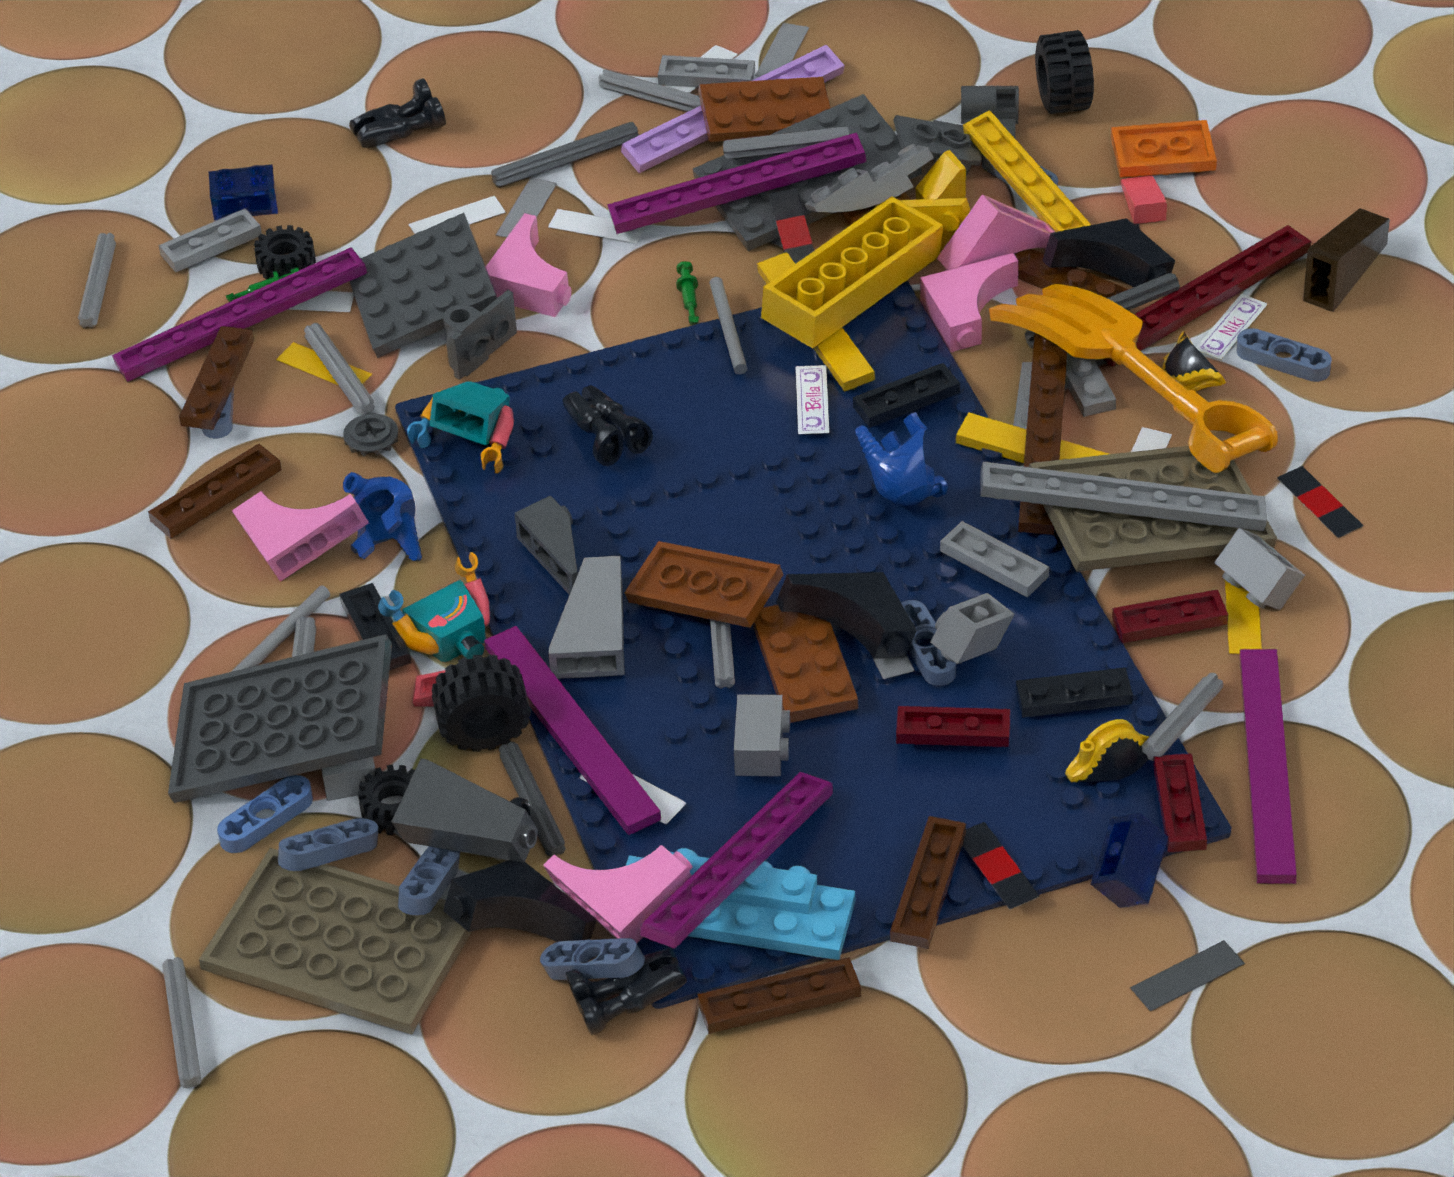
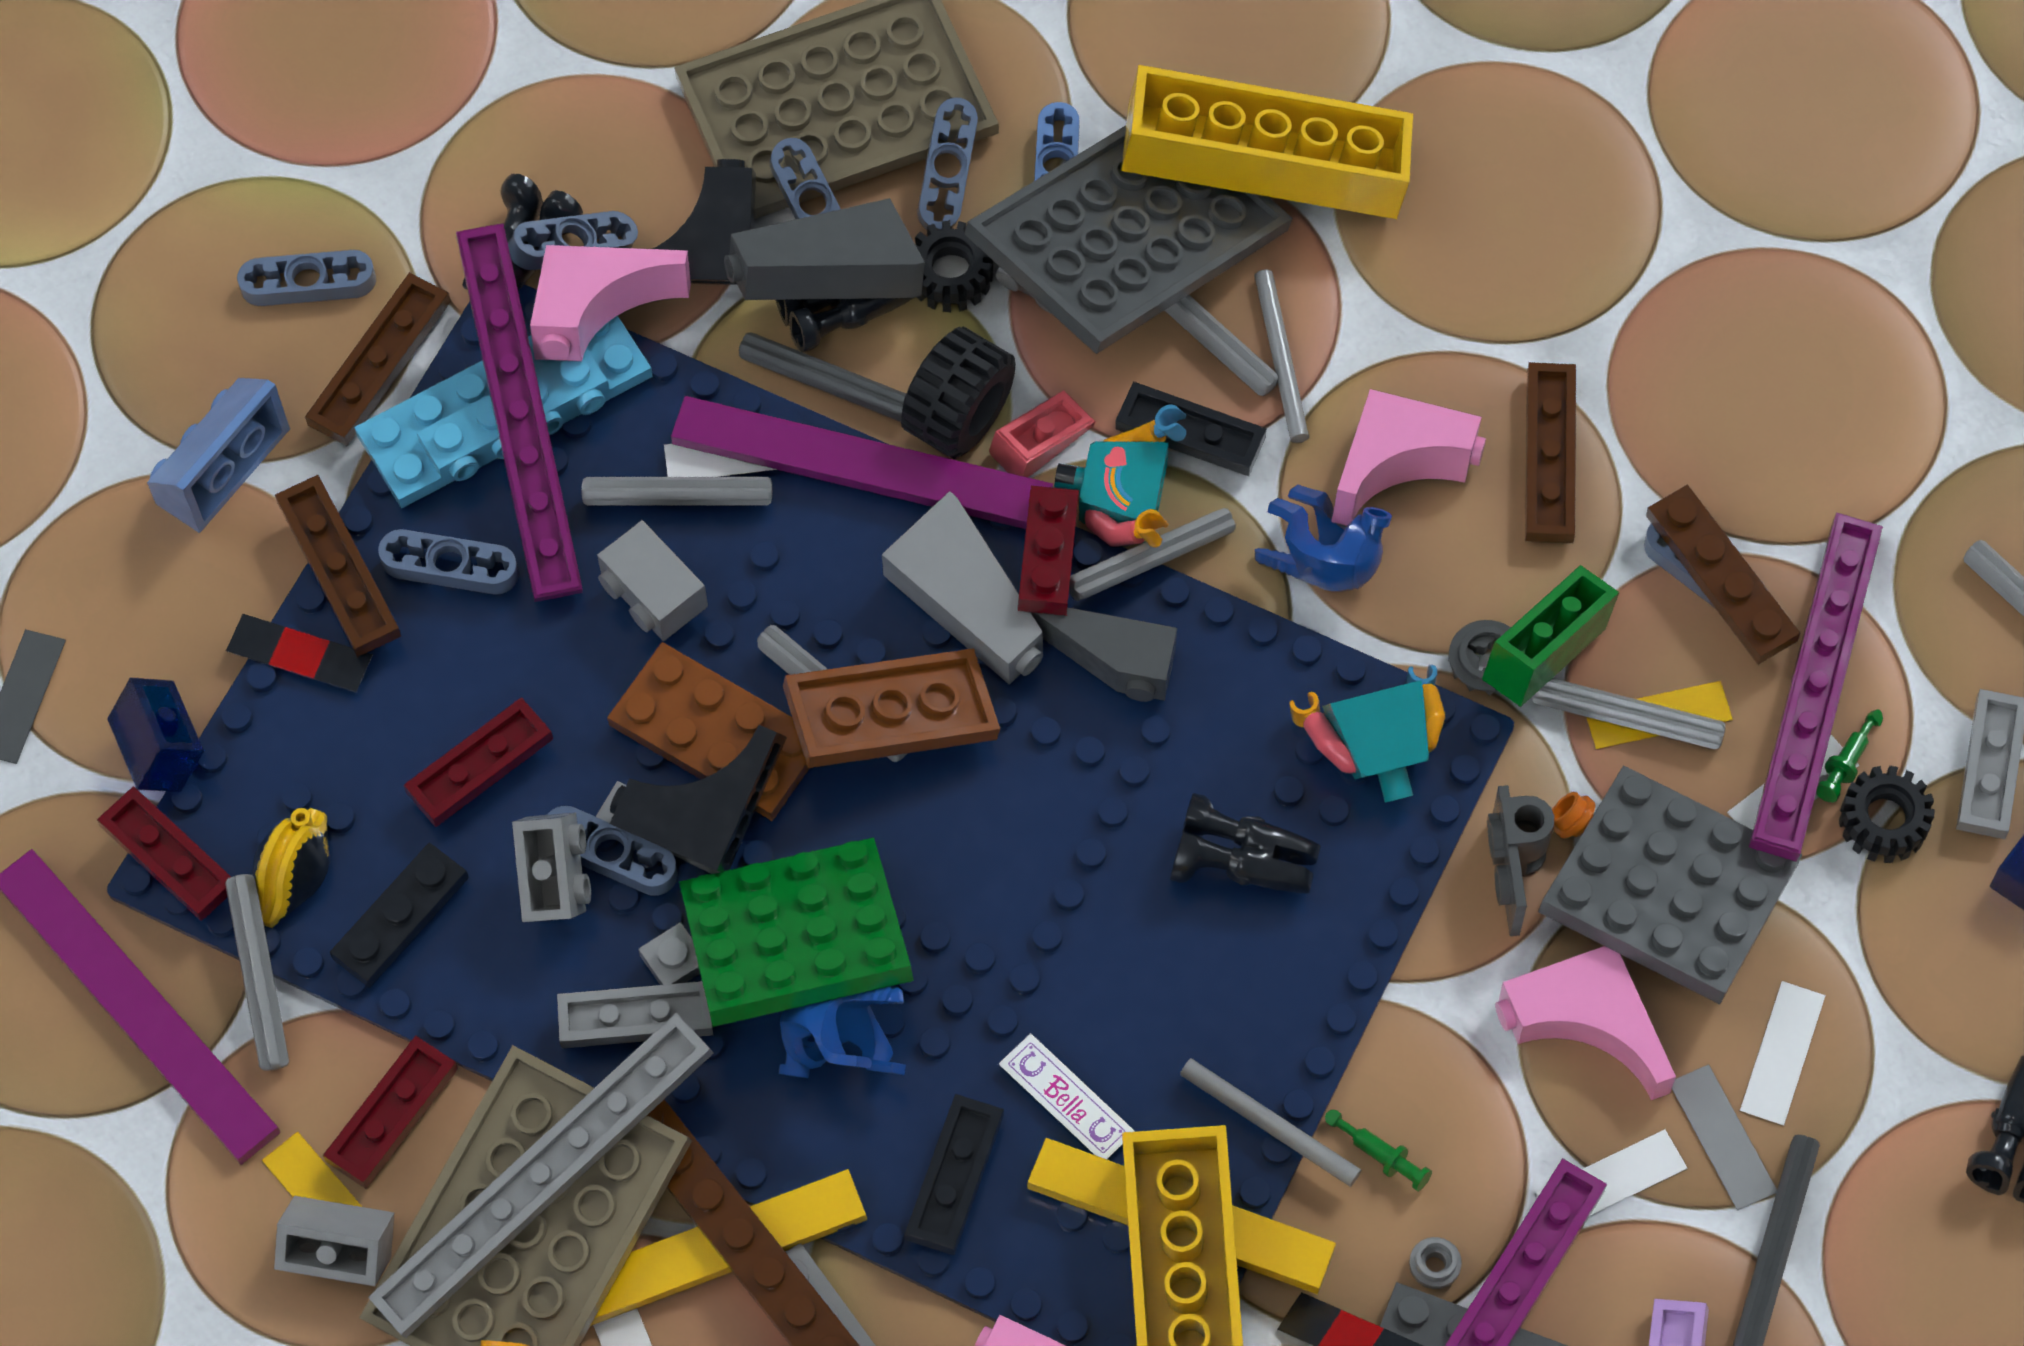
camera: 135 degrees right, 20 degrees up
(154, 702) = (1268, 142): none -> yellow brick
(337, 395) = (1550, 635): none -> green brick
(425, 343) = (1572, 815): none -> orange plate
(491, 577) = (1145, 557): none -> light grey axle
(532, 593) = (1048, 550): none -> dark red plate
(689, 786) = (677, 491): none -> light grey axle
(717, 240) = (1440, 1249): none -> light grey plate
(777, 1098) = (291, 265): none -> sand blue beam
(864, 857) = (436, 545): none -> sand blue beam
(874, 512) = (795, 931): none -> green plate
(935, 994) = (219, 452): none -> medium blue slope
(945, 575) = (671, 956): none -> light grey plate

